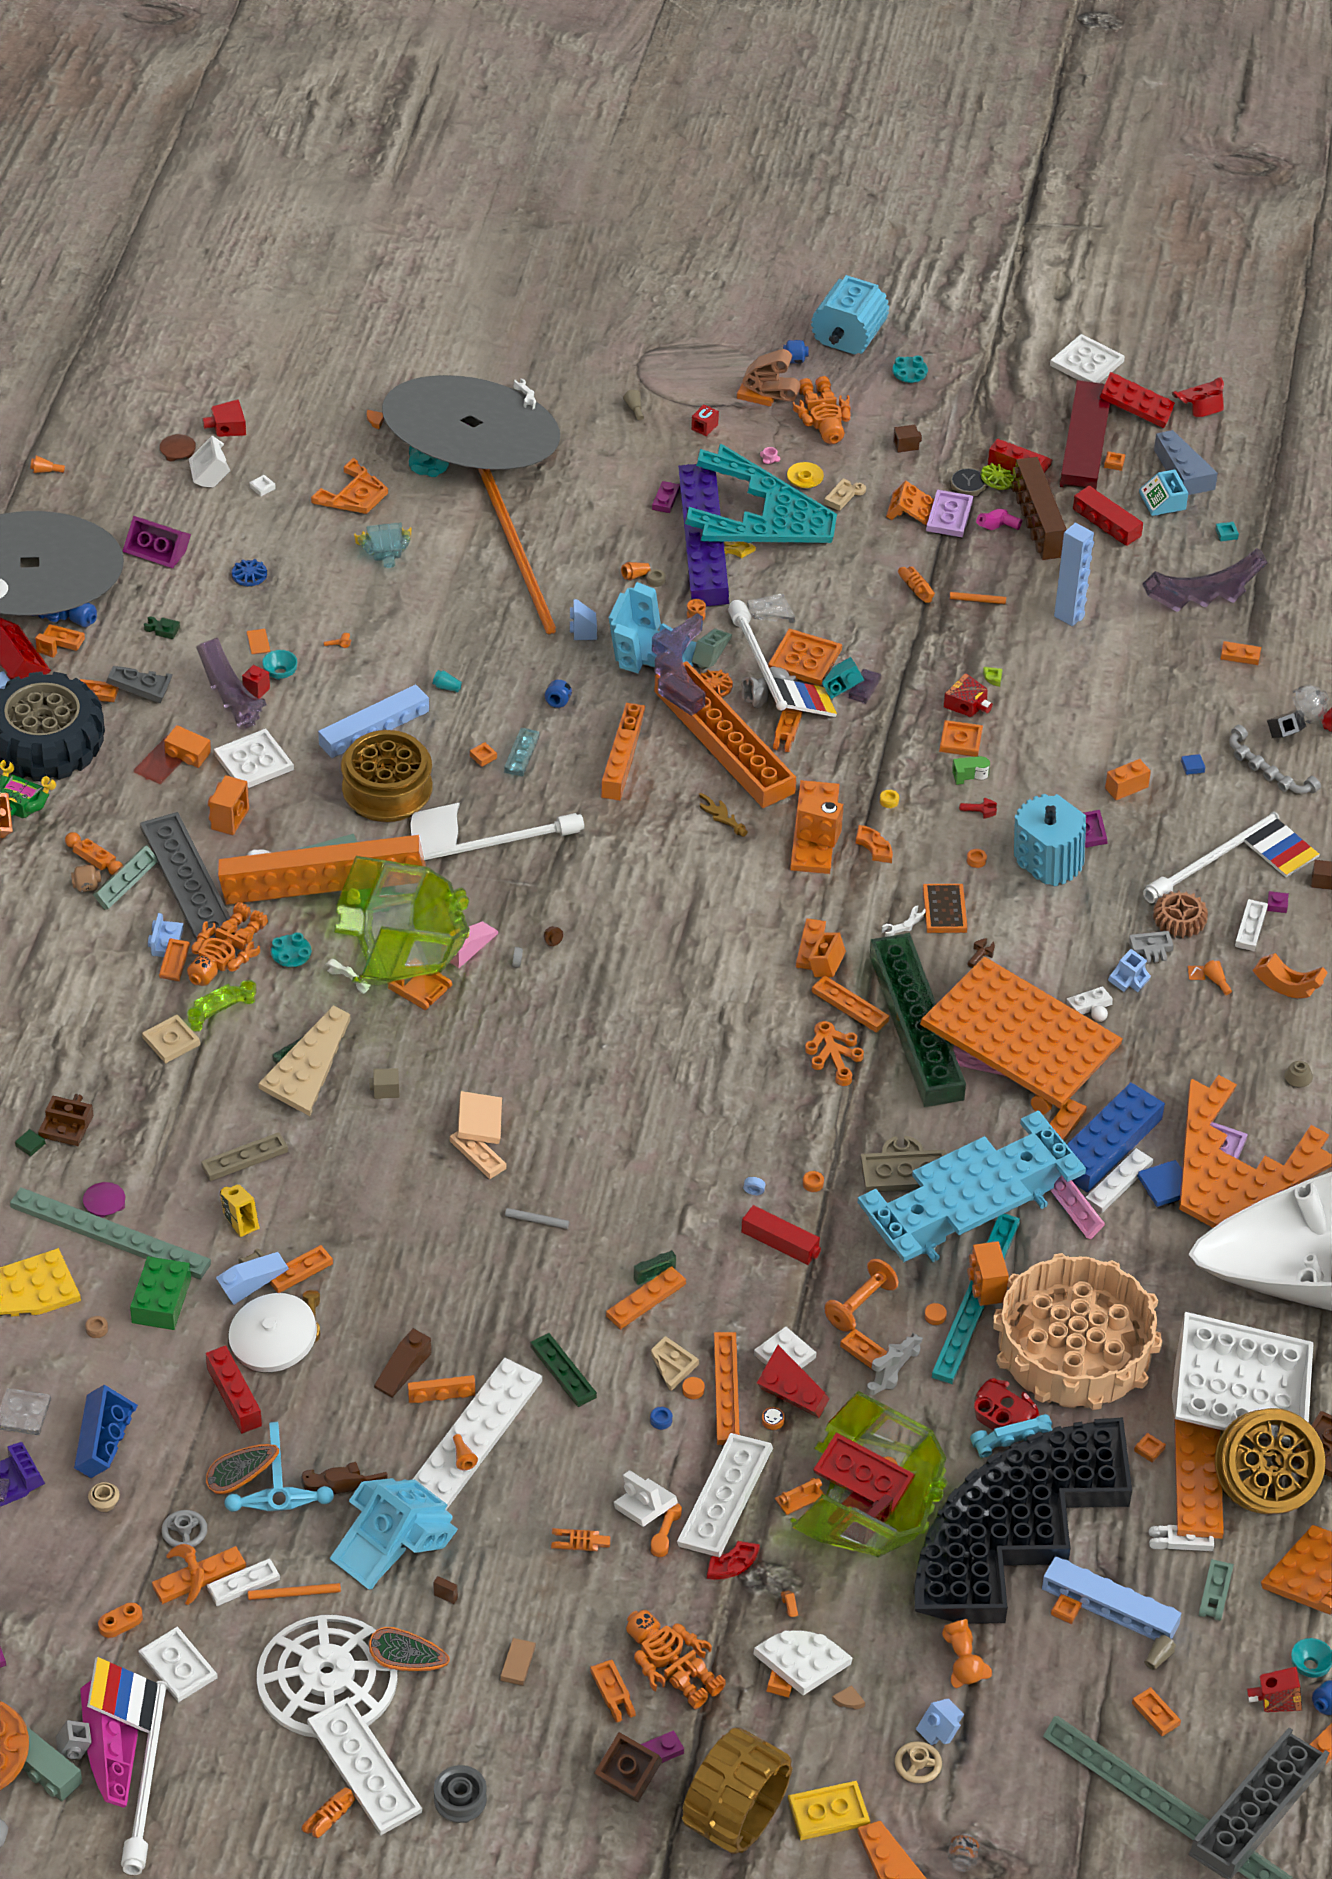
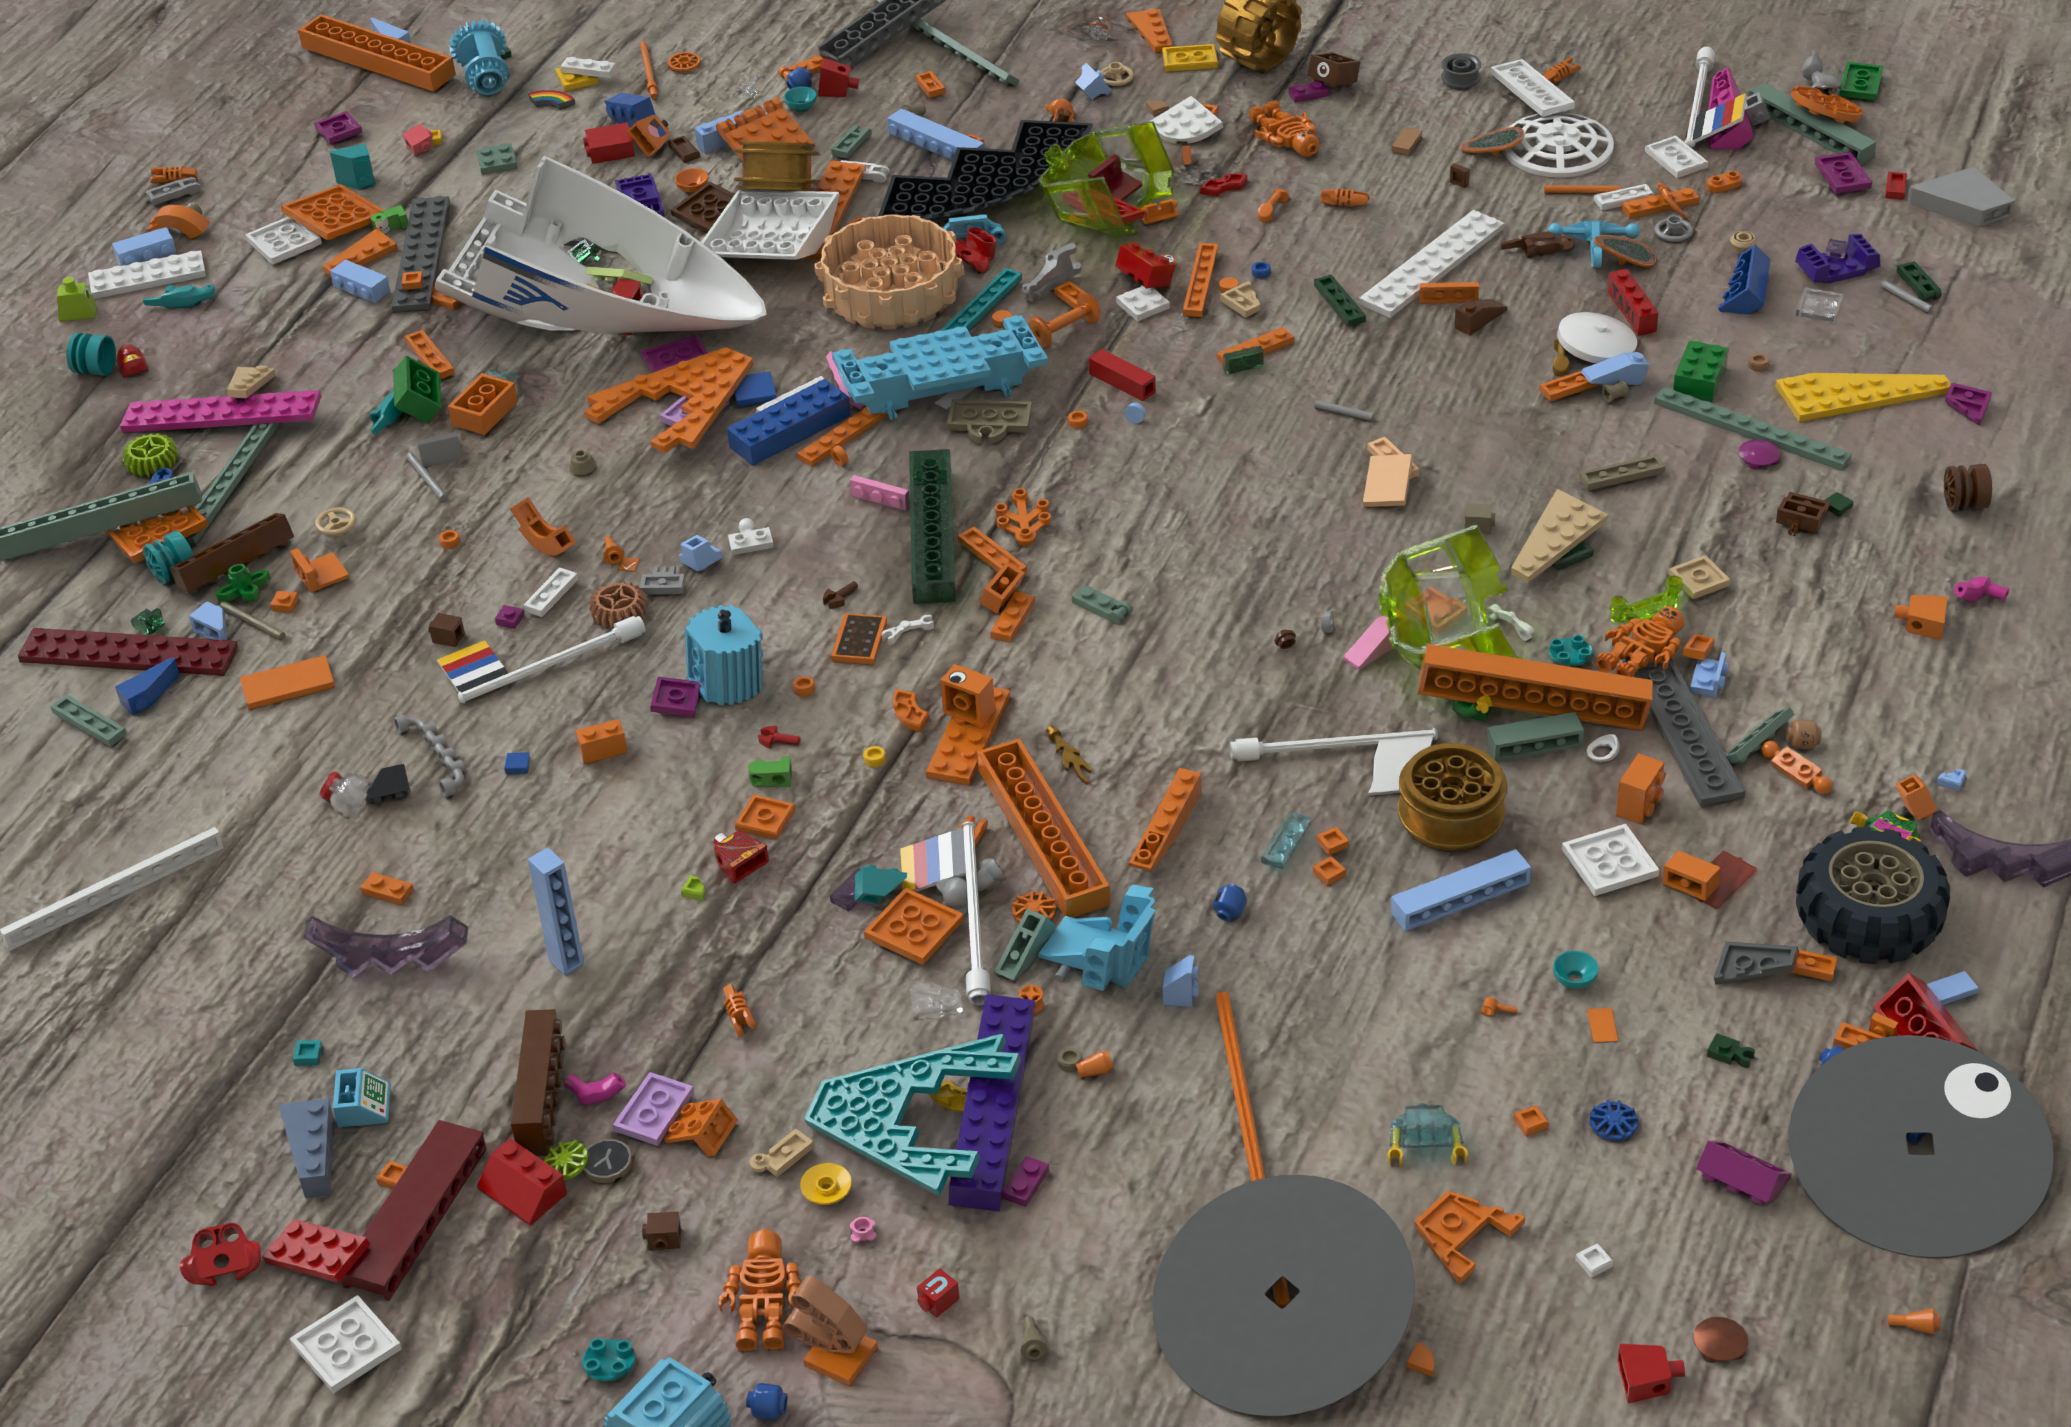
camera: 165 degrees left, 5 degrees down
(209, 463) = (1672, 1275): white brick -> none
(232, 692) = (1622, 905): clear purple arch -> none
(237, 1201) = (1628, 421): yellow torso -> none
(256, 681) = (1607, 949): red brick -> none
(309, 567) = (1531, 1120): none -> orange tile
(390, 1517) = (1494, 204): medium azure piece -> none
(446, 681) = (1365, 934): teal cone -> none
(464, 1456) = (1434, 237): orange cone -> none
(482, 734) = (1329, 871): none -> orange tile
(529, 400) = (1183, 1375): white piece -> none
(612, 1688) = (1336, 120): orange hinge -> none
(643, 1499) = (1287, 211): white bracket -> none
(674, 680) = (1090, 880): clear purple arch -> none
(725, 1495) = (1220, 208): white plate -> none
(731, 963) = (1101, 604): none -> sand green plate
(977, 597) = (668, 990): orange bar -> none
(988, 1273) = (950, 305): orange brick -> none
(1021, 1032) = (834, 500): orange plate -> none
(1108, 515) = (450, 1080): red brick -> none

